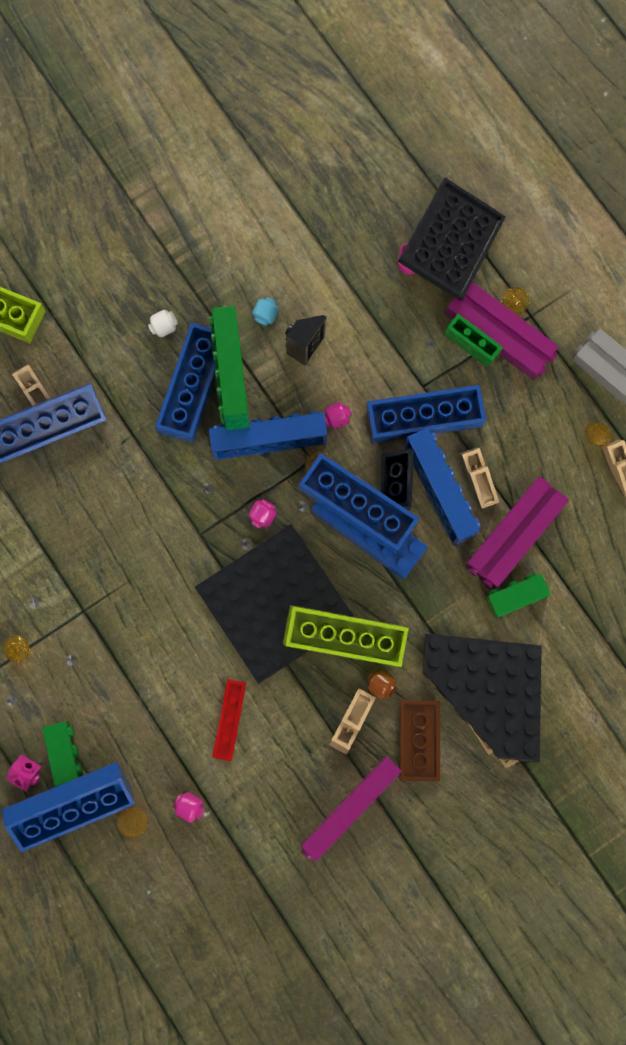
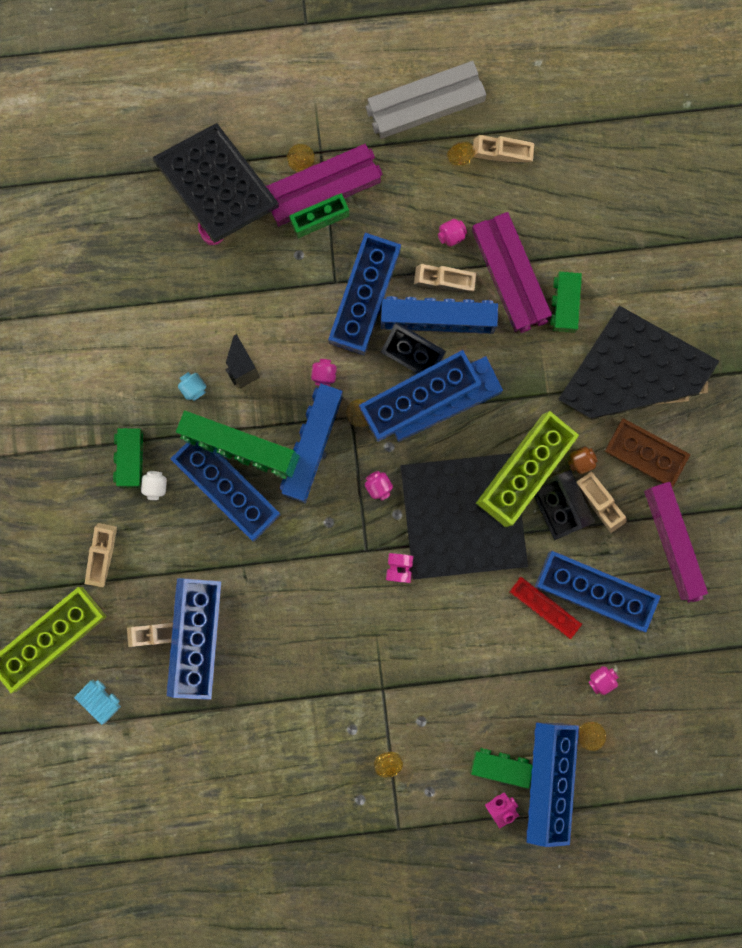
camera: 60 degrees left, 5 degrees up
(80, 310) = (100, 554): none -> tan slope
(176, 291) = (128, 457): none -> green brick
(204, 566) = (401, 561): none -> dark pink wheel
(267, 759) = (597, 591): none -> blue brick
(331, 687) = (563, 505): none -> black slope
(523, 462) = (452, 232): none -> dark pink head

